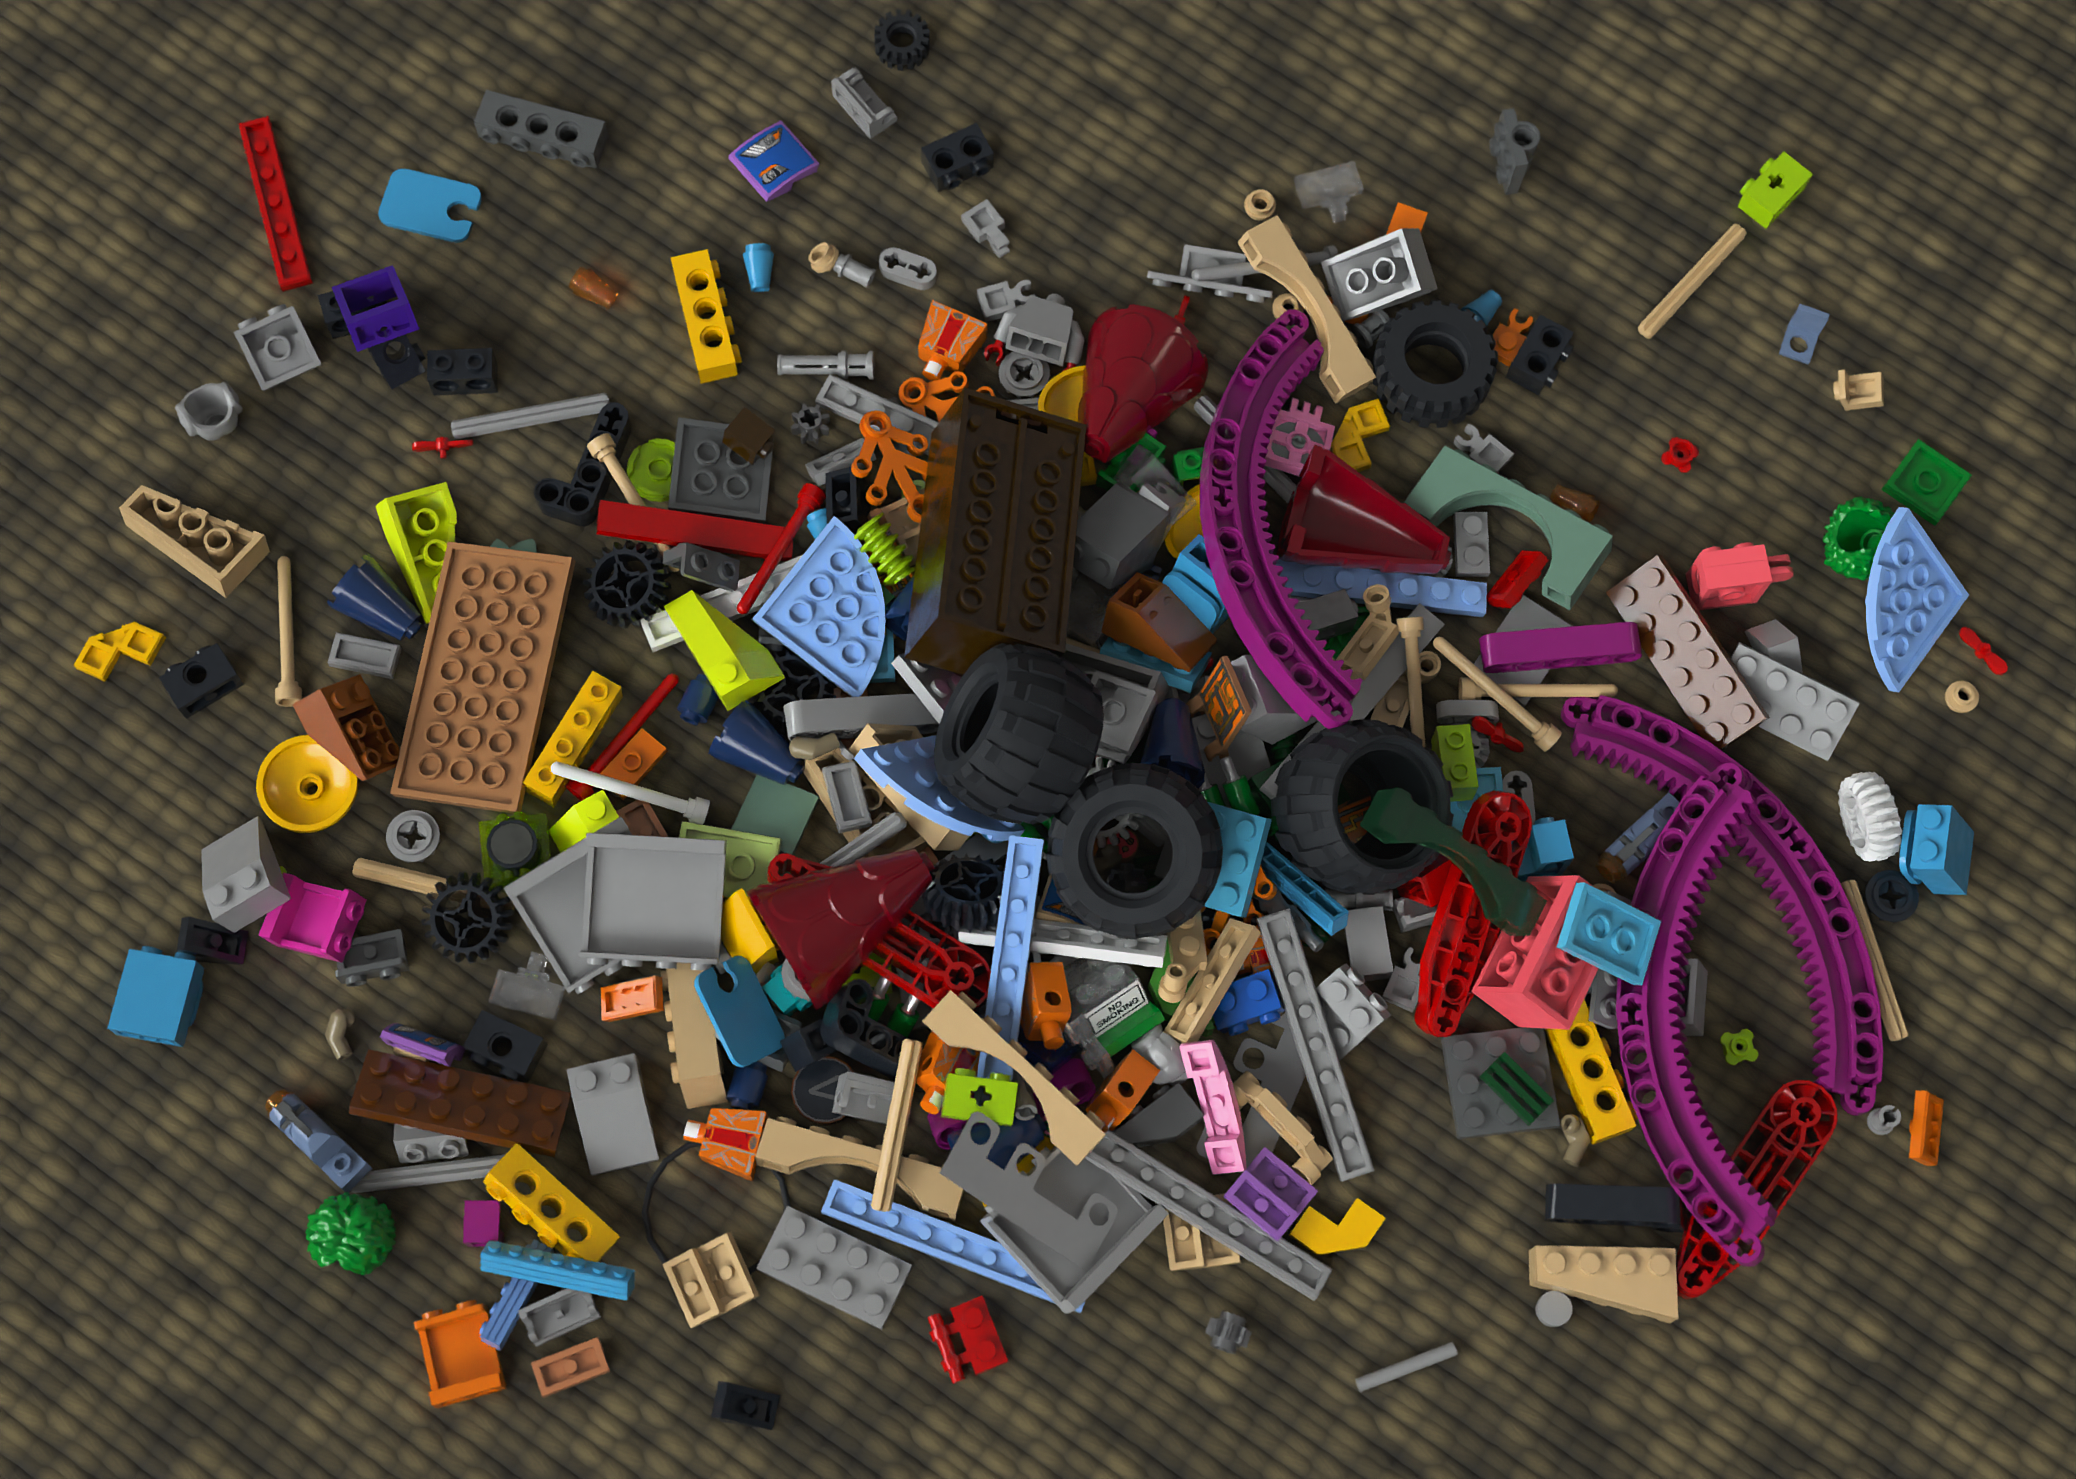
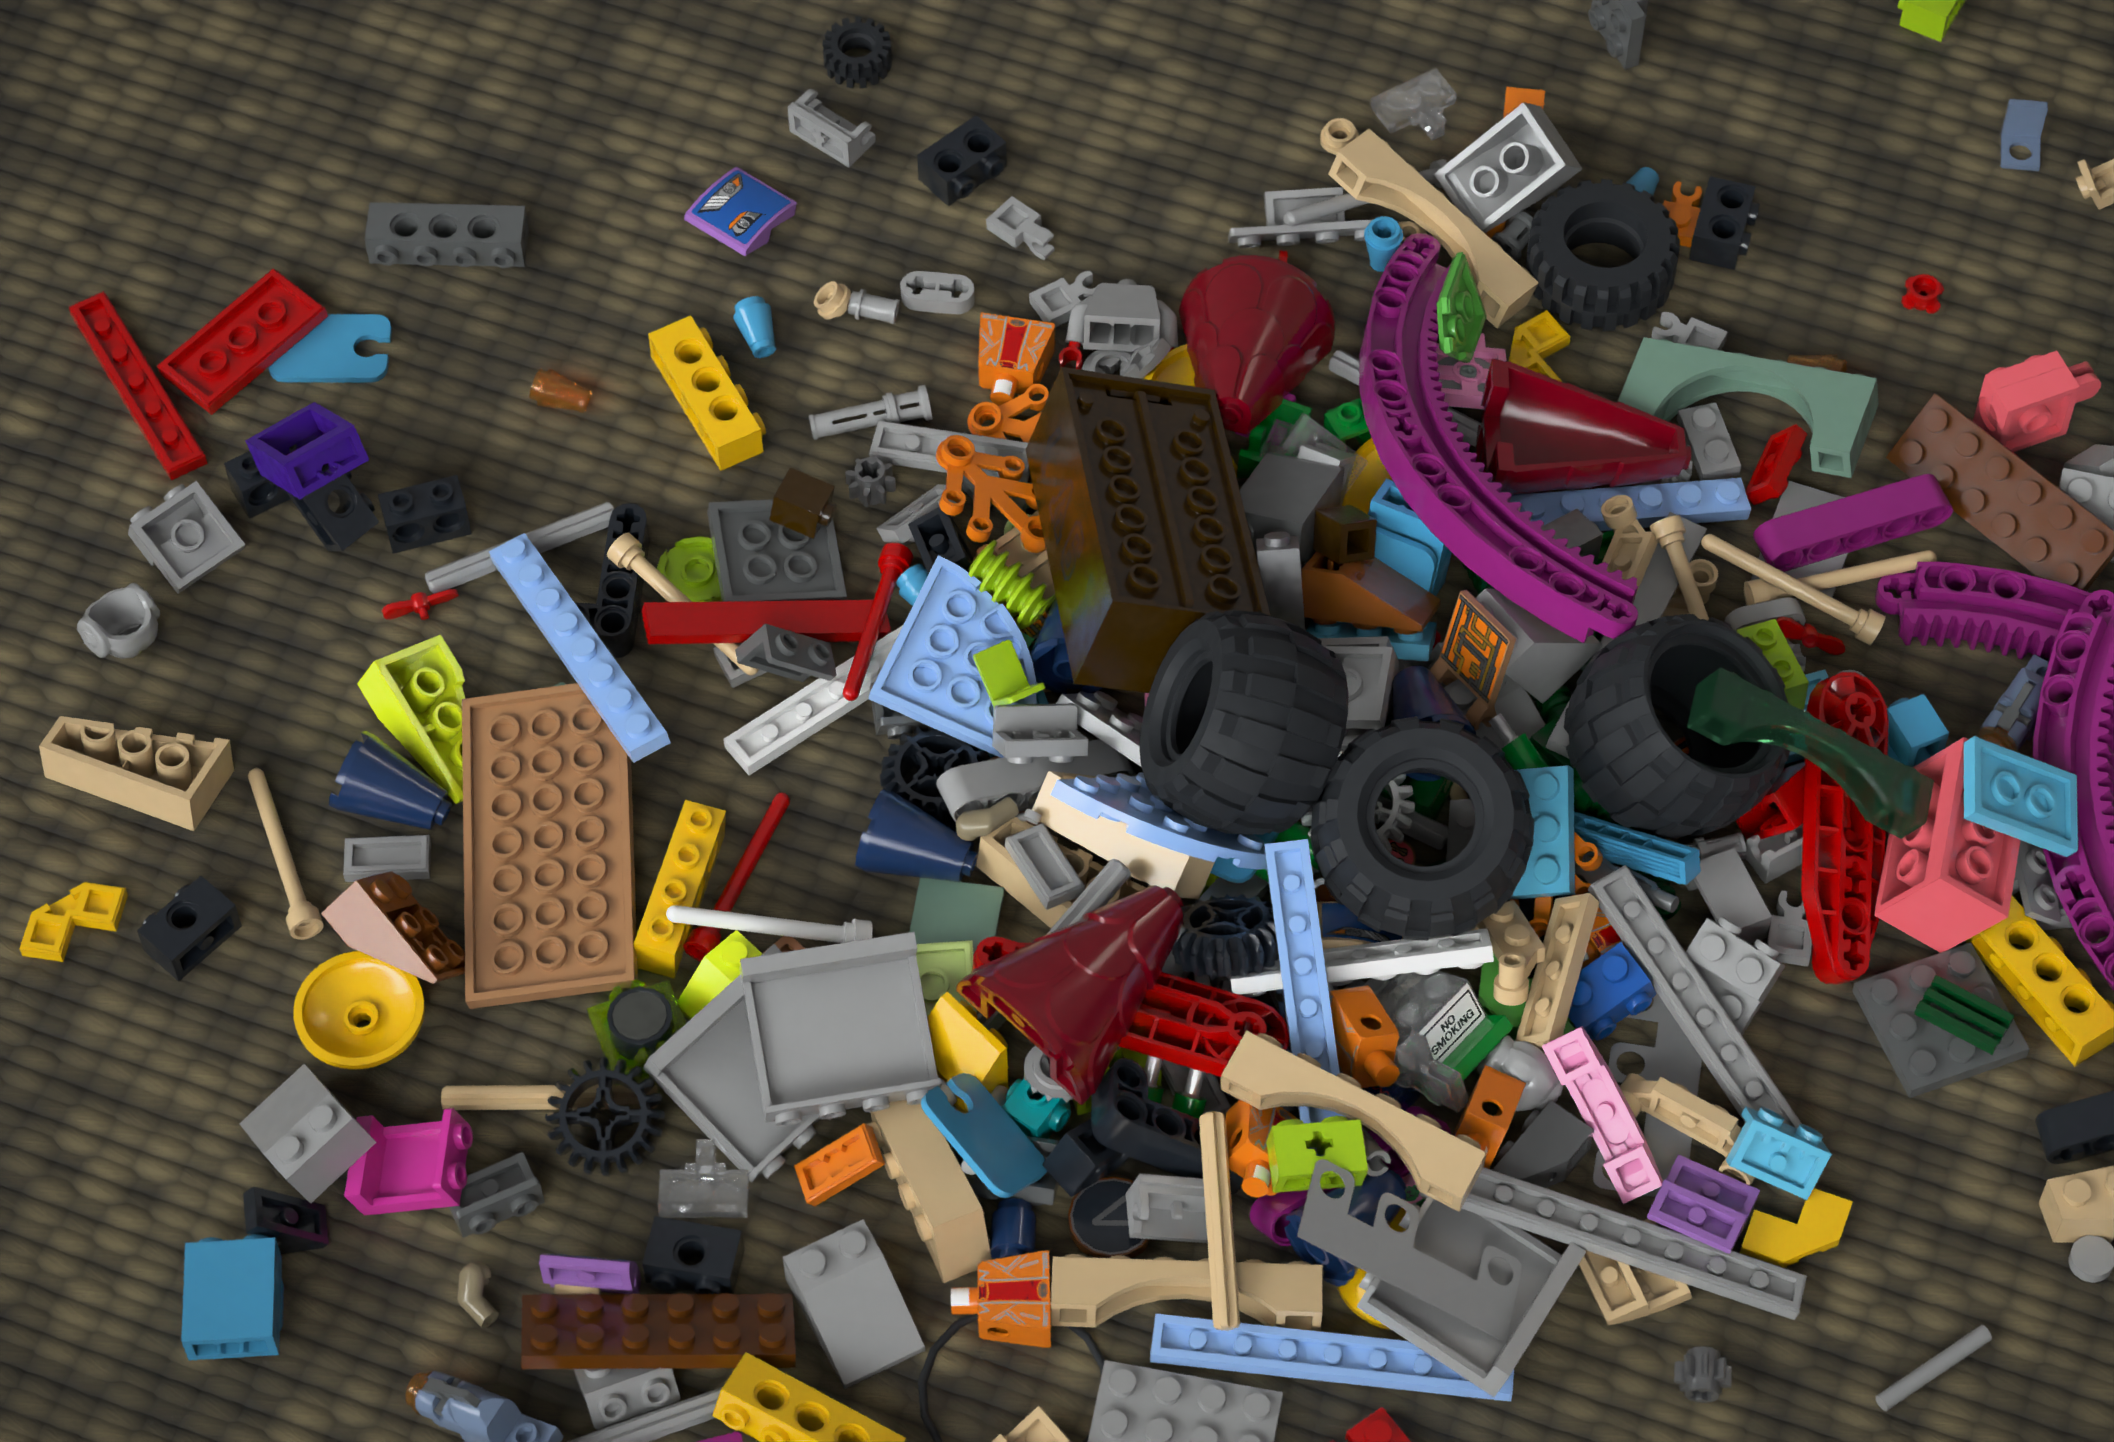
camera: 10 degrees left, 15 degrees down
(363, 185) = (242, 341): none -> red tile
(405, 824) = (491, 1038): light grey gear -> none
(544, 523) = (579, 648): none -> light blue plate
(618, 561) = (729, 683): black gear -> none
(635, 759) = (764, 895): orange plate -> none
(698, 701) = (823, 812): dark blue brick -> none
(726, 653) = (841, 747): neon yellow wedge -> none
(858, 631) = (1004, 674): none -> lime bracket
(871, 686) = (1038, 731): none -> light grey bracket
(1048, 372) = (1146, 358): none -> light grey tile
(1087, 614) = (1281, 576): none -> flat silver brick
(1152, 574) = (1344, 534): none -> dark brown brick
(1265, 310) = (1382, 240): none -> dark azure cone
(1304, 393) = (1460, 312): none -> bright green tile
(1339, 1168) = (1779, 1152): none -> medium azure bracket
(1577, 1137) = (2054, 1059): dark tan arm -> none
(1692, 281) = (1873, 111): tan axle -> none

